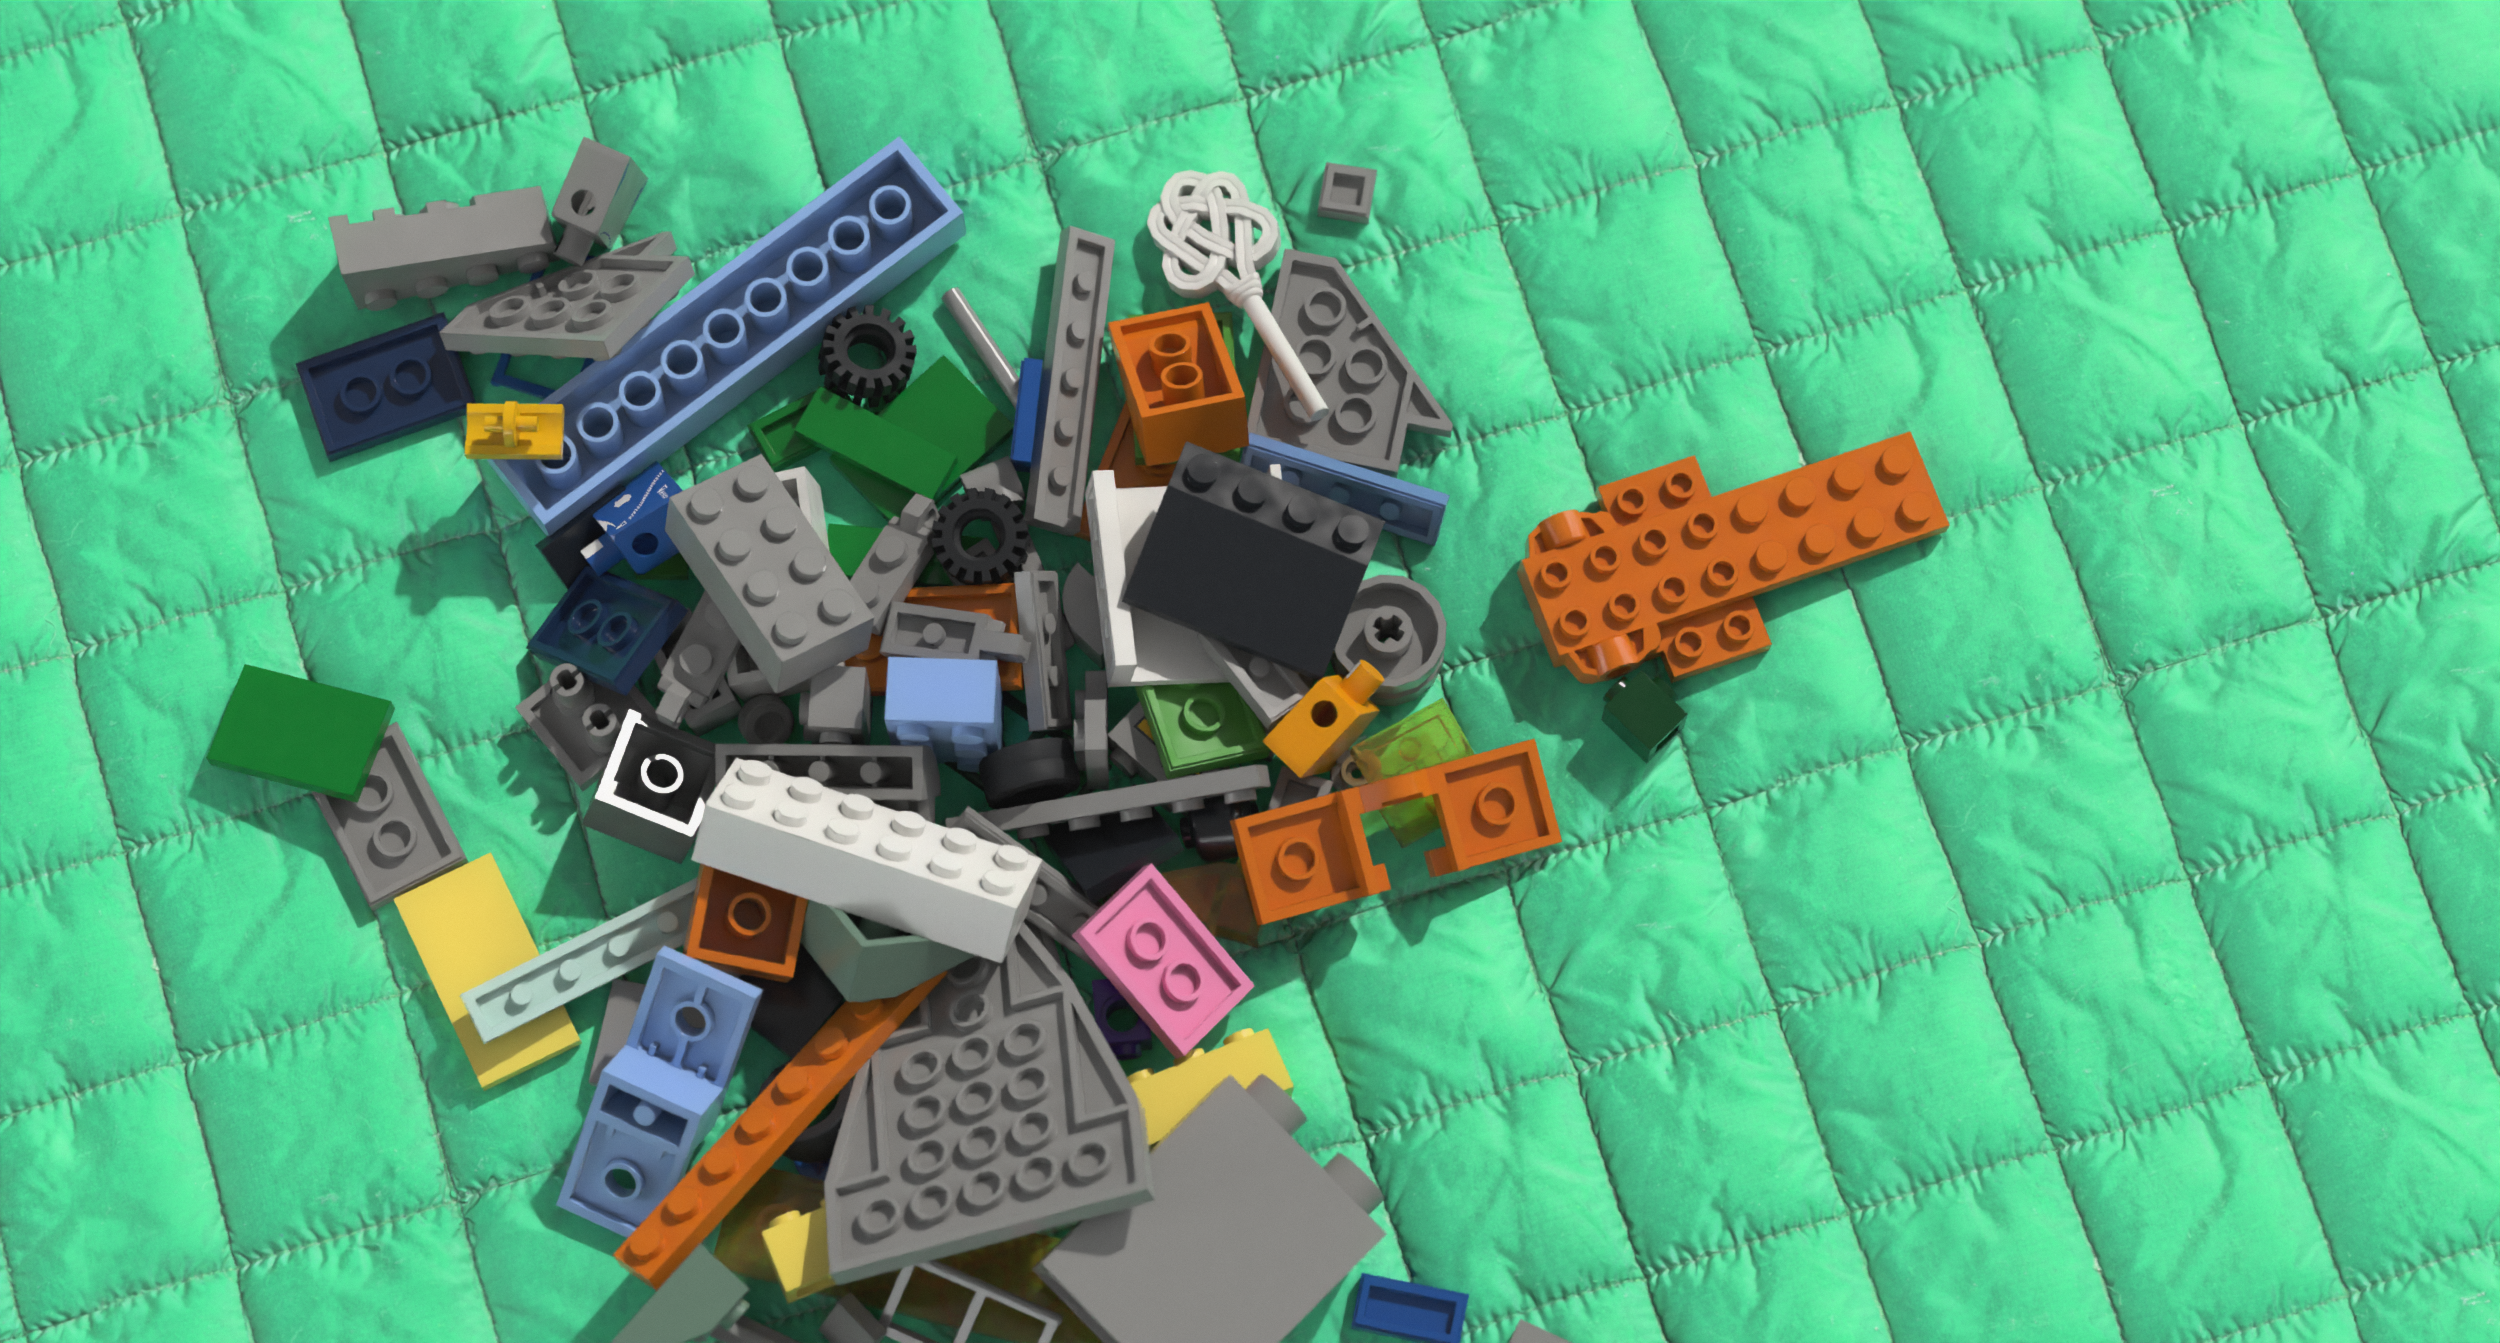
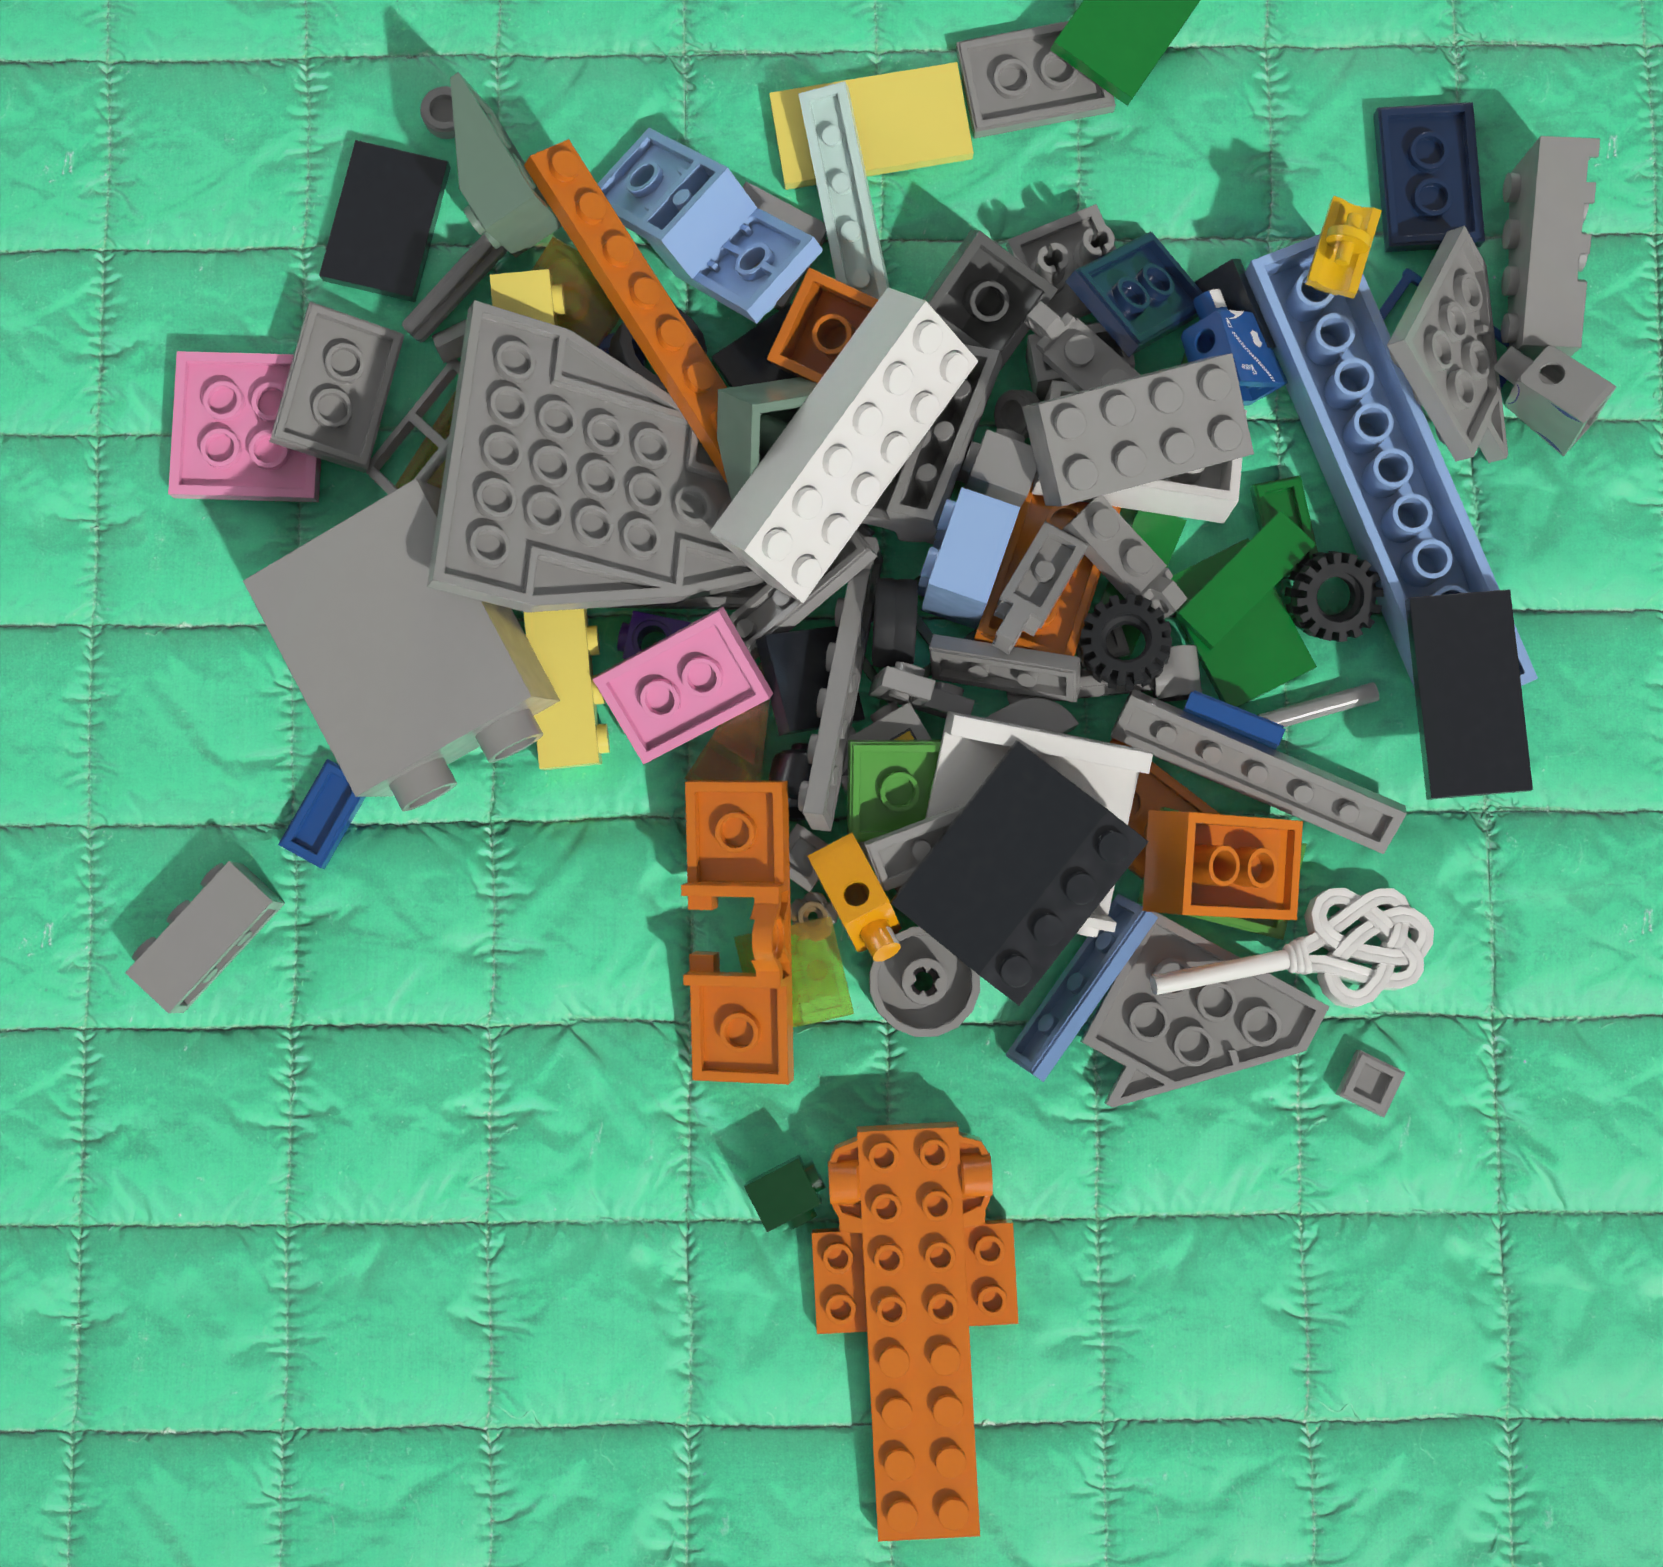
camera: 110 degrees right, 10 degrees up
(937, 194) = (1468, 694): none -> black tile

